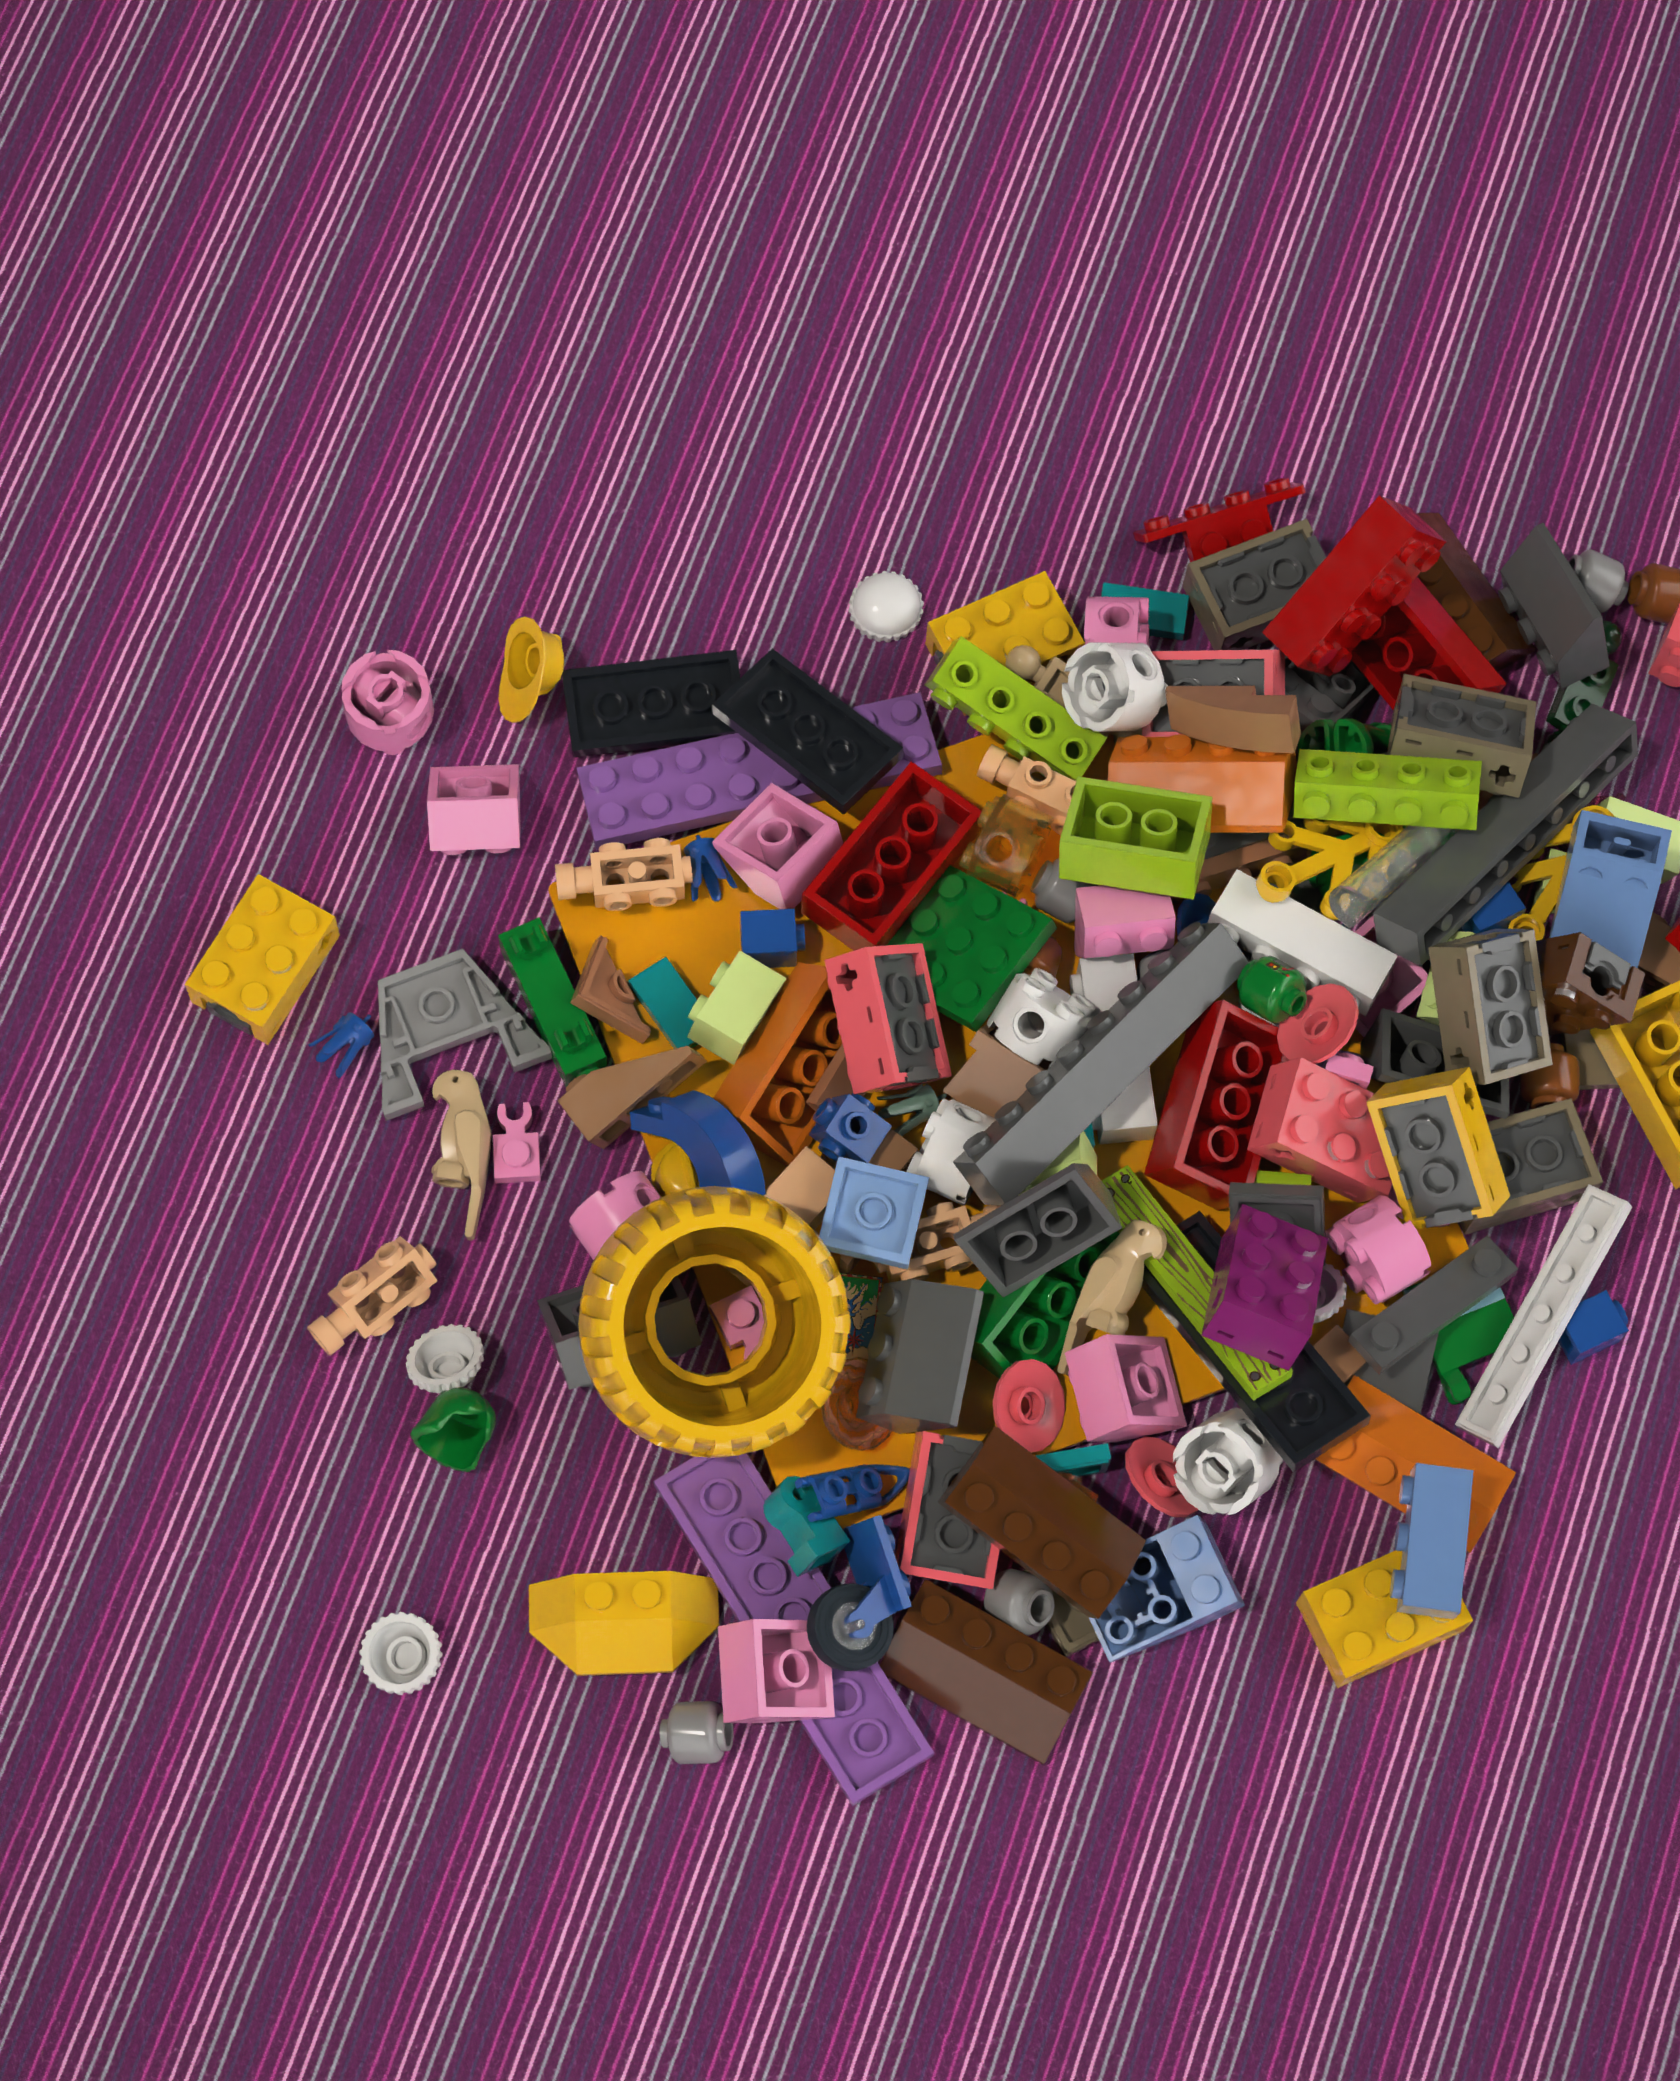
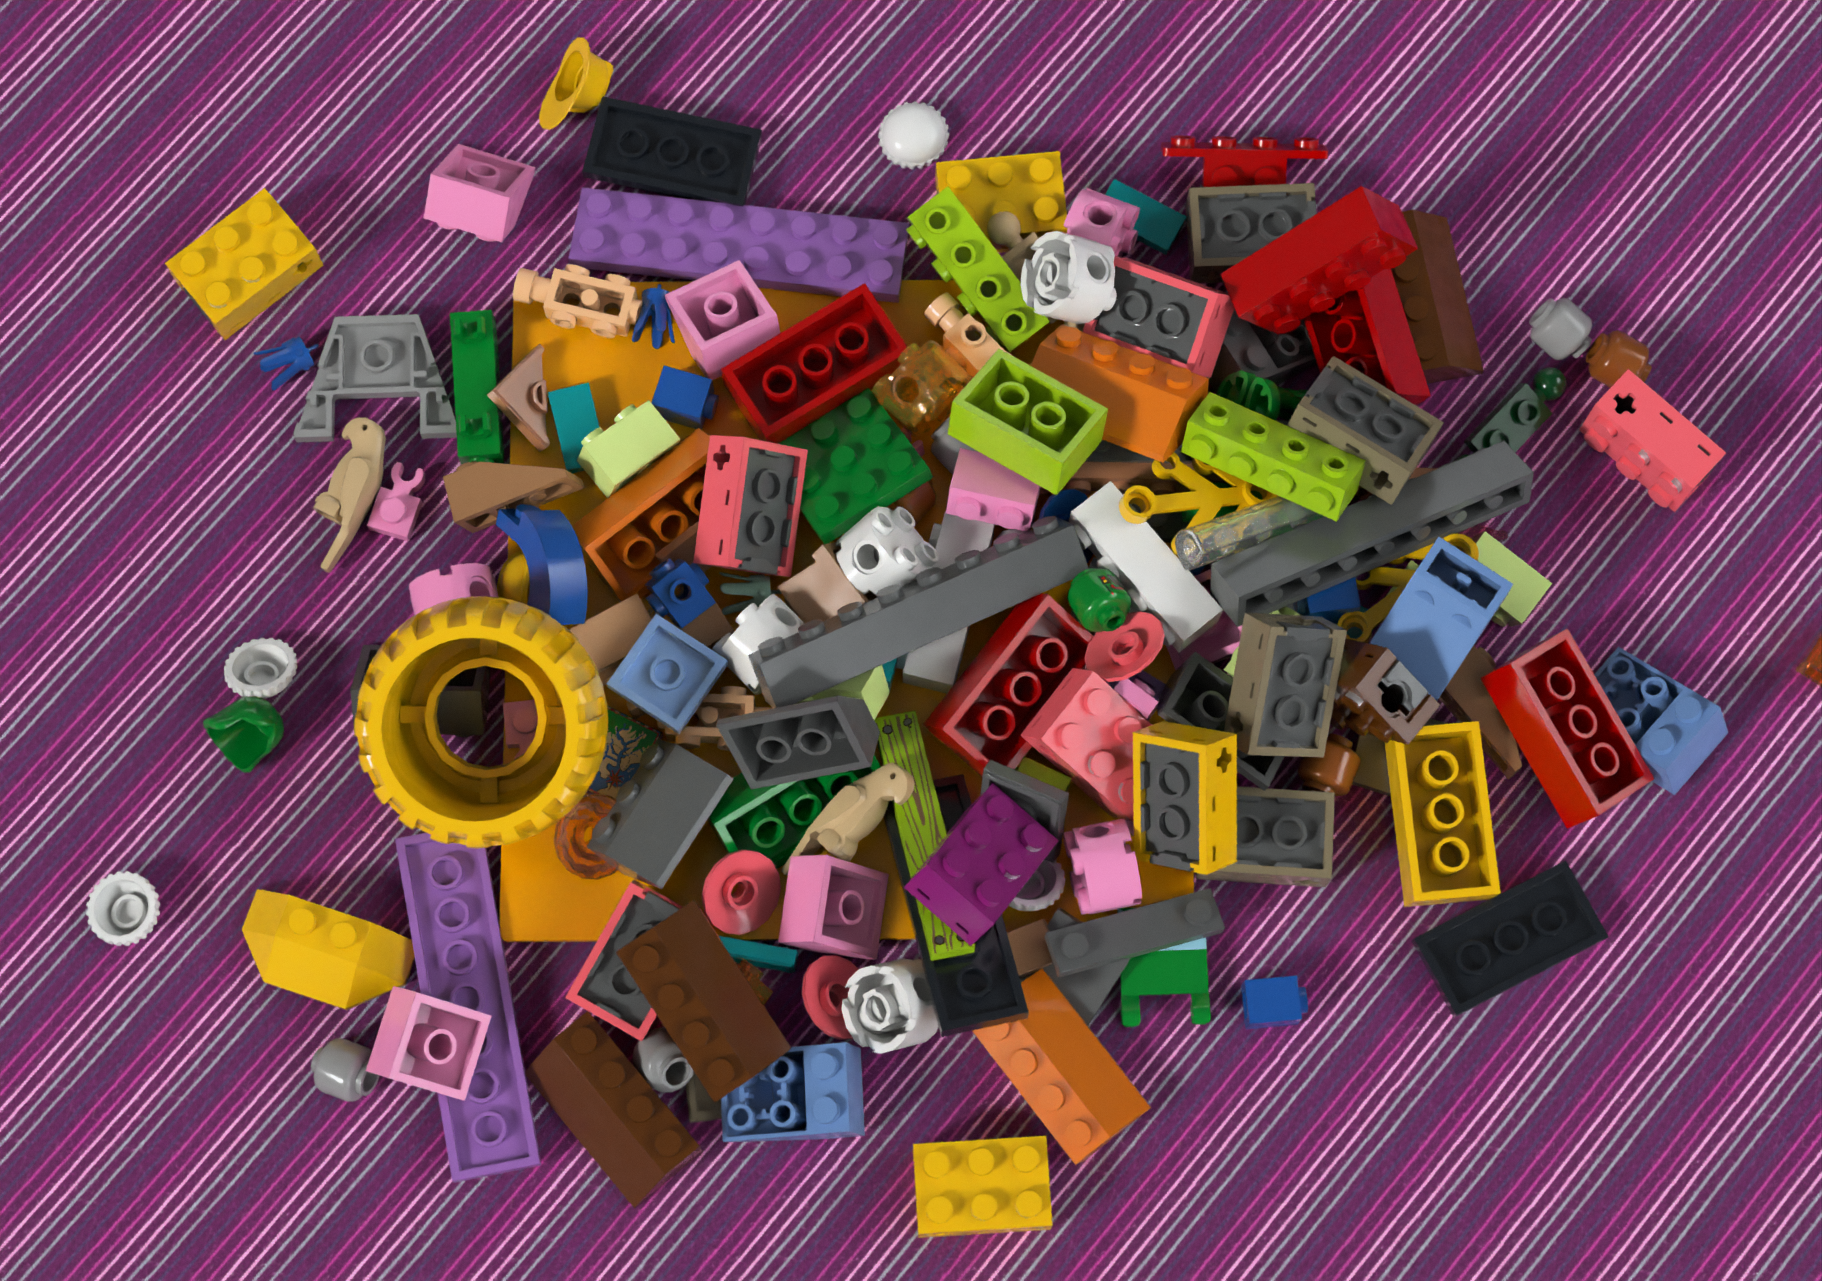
camera: 25 degrees right, 5 degrees up
(376, 1293) = (224, 590): light nougat brick -> none
(387, 701) = (439, 72): bright pink brick -> none
(808, 731) = (789, 224): black plate -> none
(811, 1542) = (506, 925): teal leg -> none
(854, 1622) = (508, 1025): plate -> none
(863, 1483) = (569, 909): blue piece -> none
(1235, 717) = (1162, 344): medium nougat slope -> none
(1432, 1541) = (1038, 1142): medium blue brick -> none
(1543, 1316) = (1230, 978): white tile -> none
(1553, 609) = (1504, 344): dark grey slope -> none

